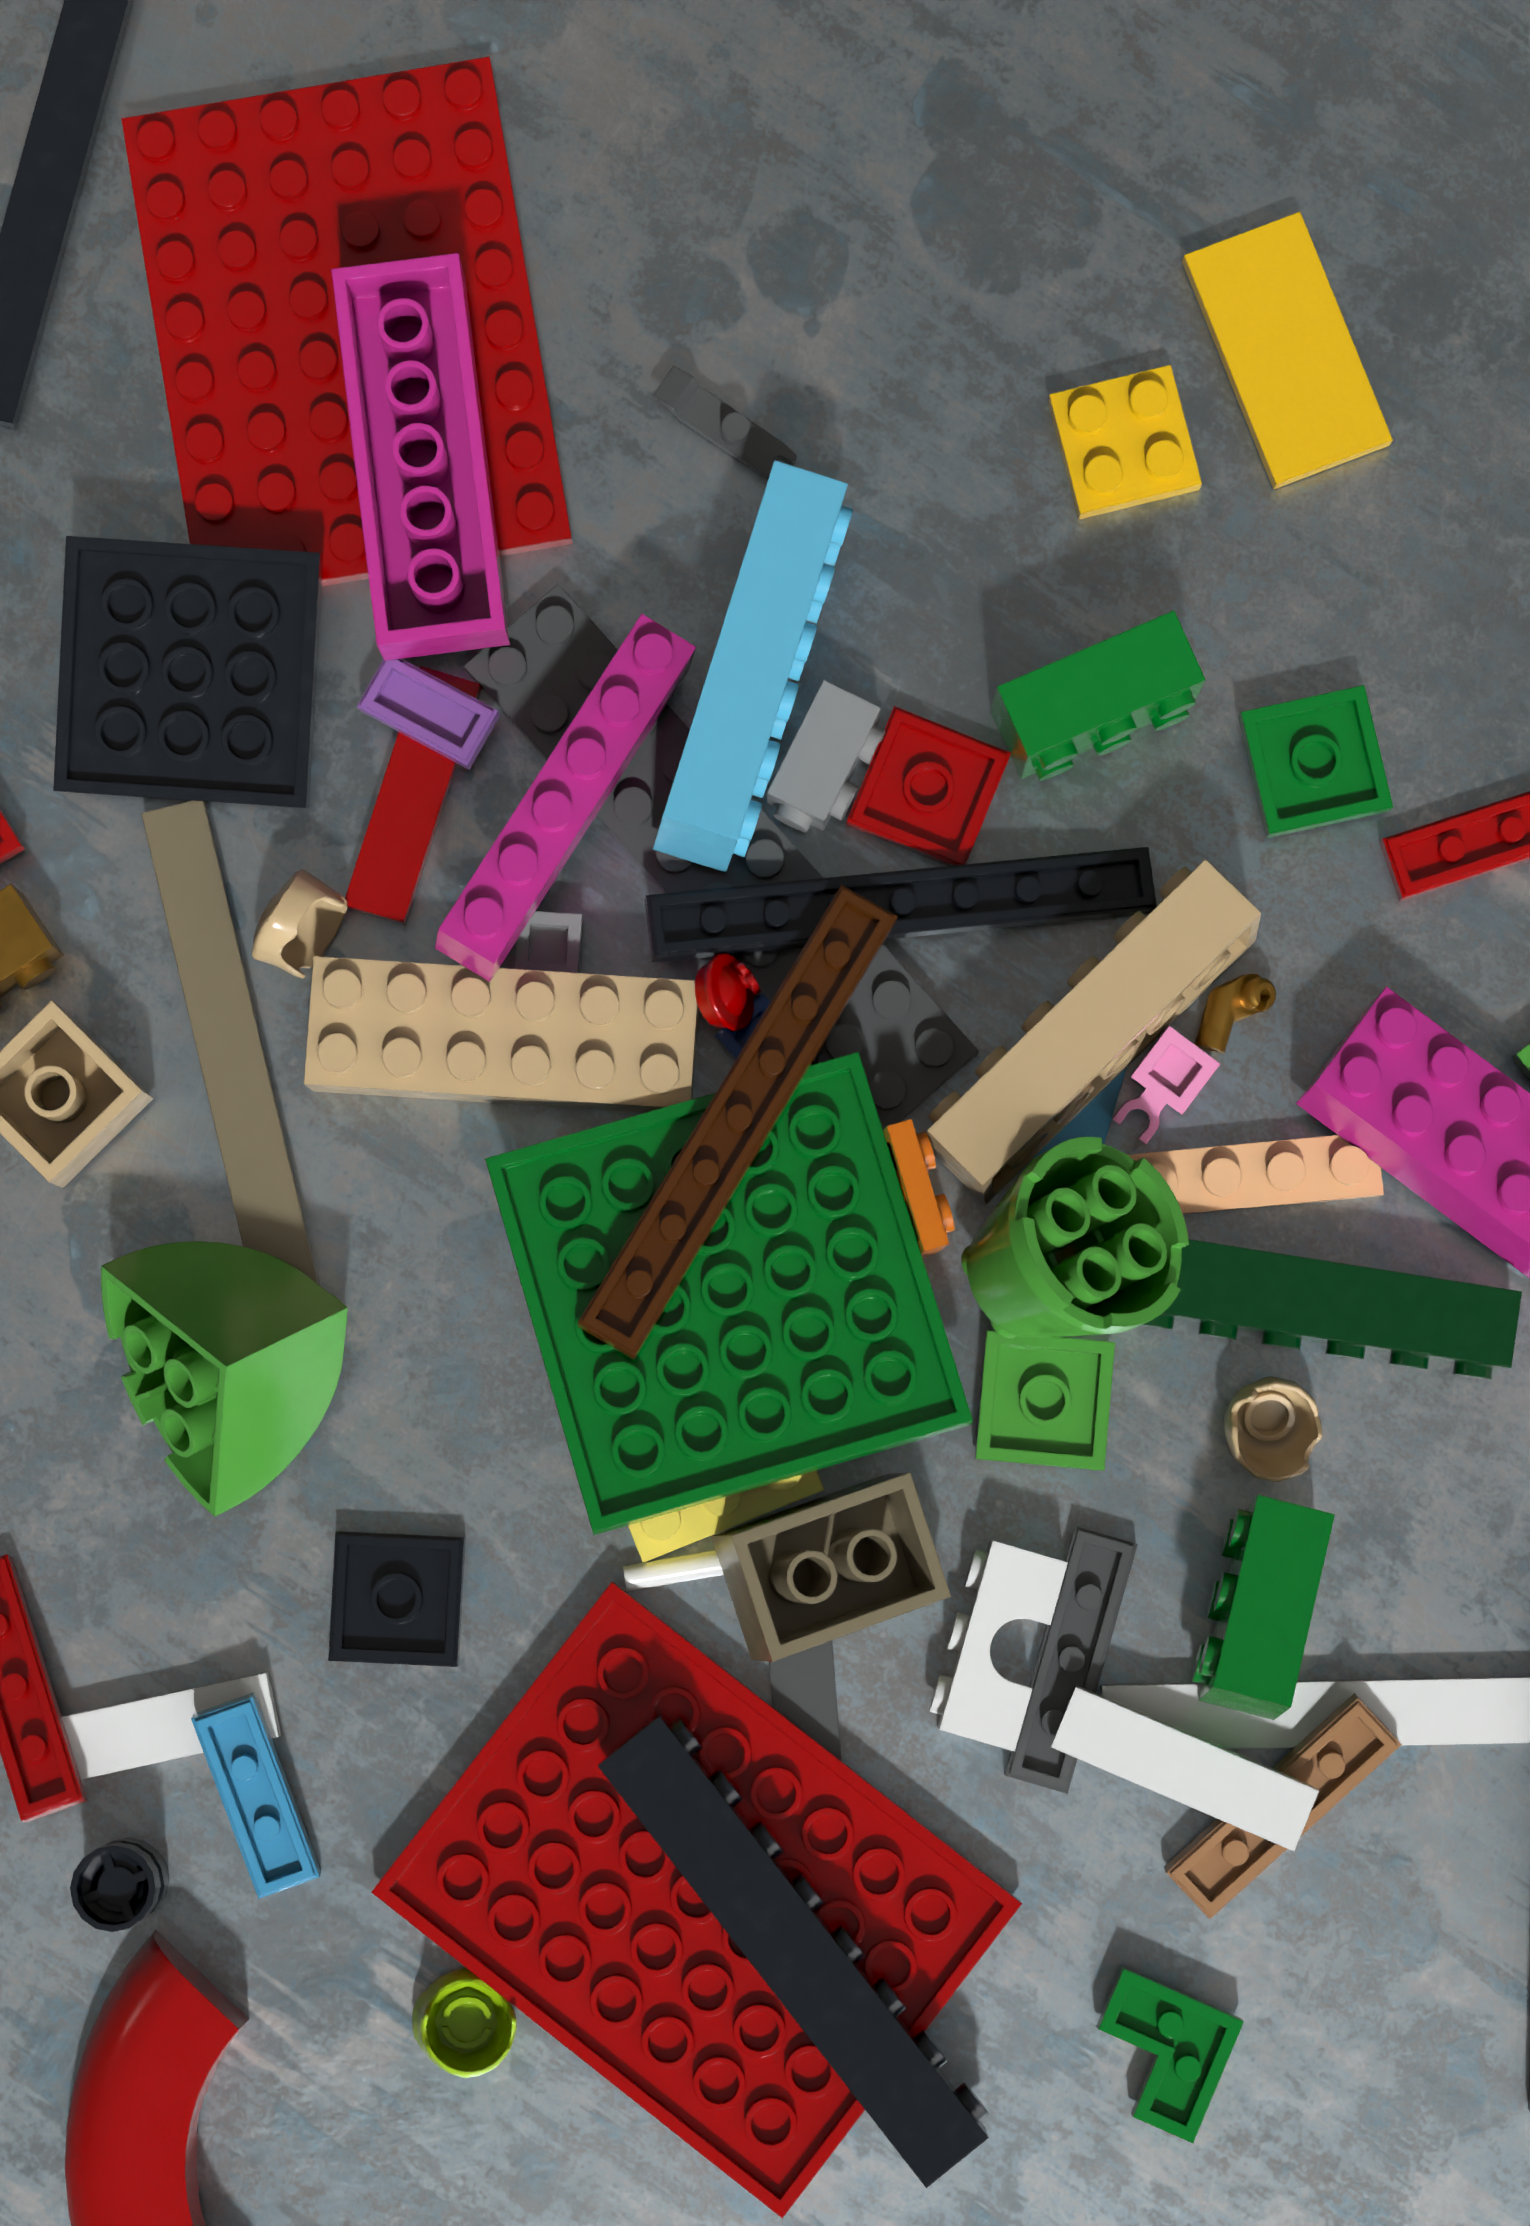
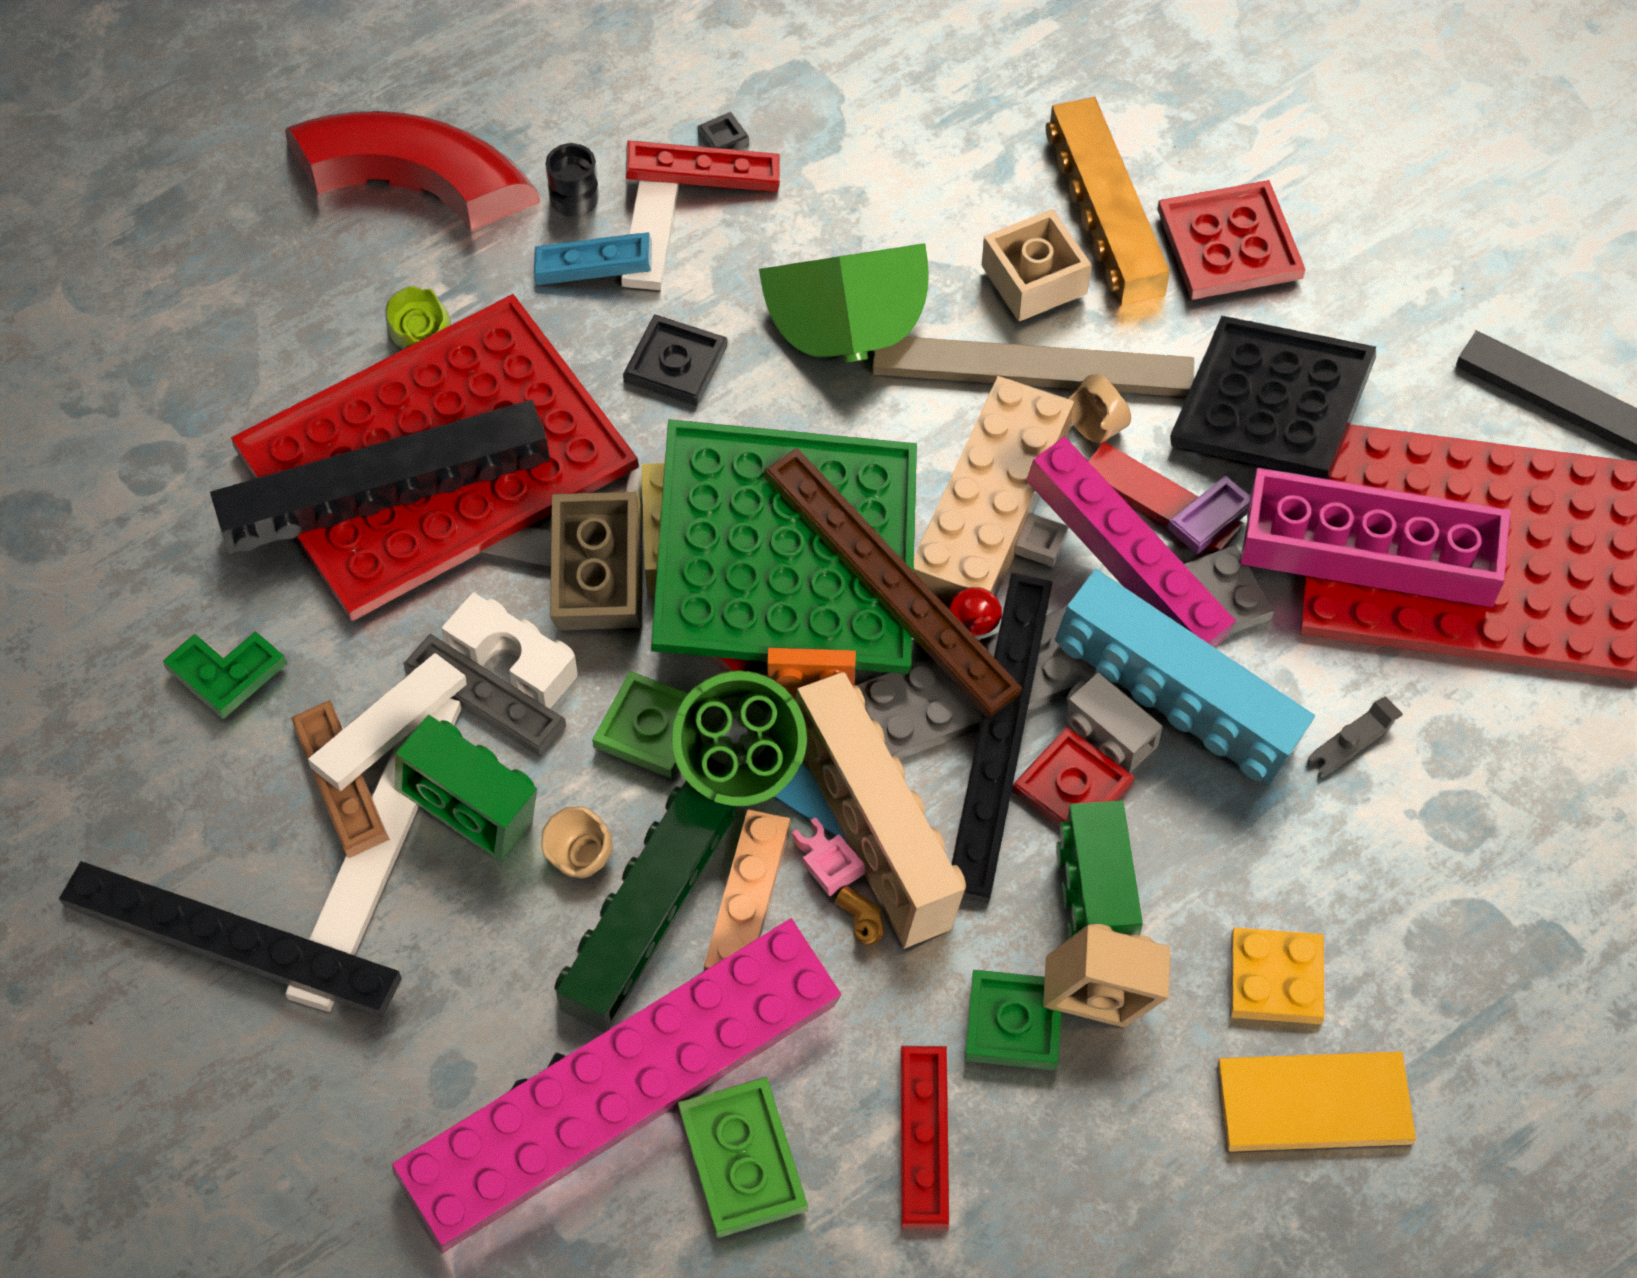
camera: 105 degrees right, 25 degrees down
(1242, 646) = (1107, 975): none -> tan brick

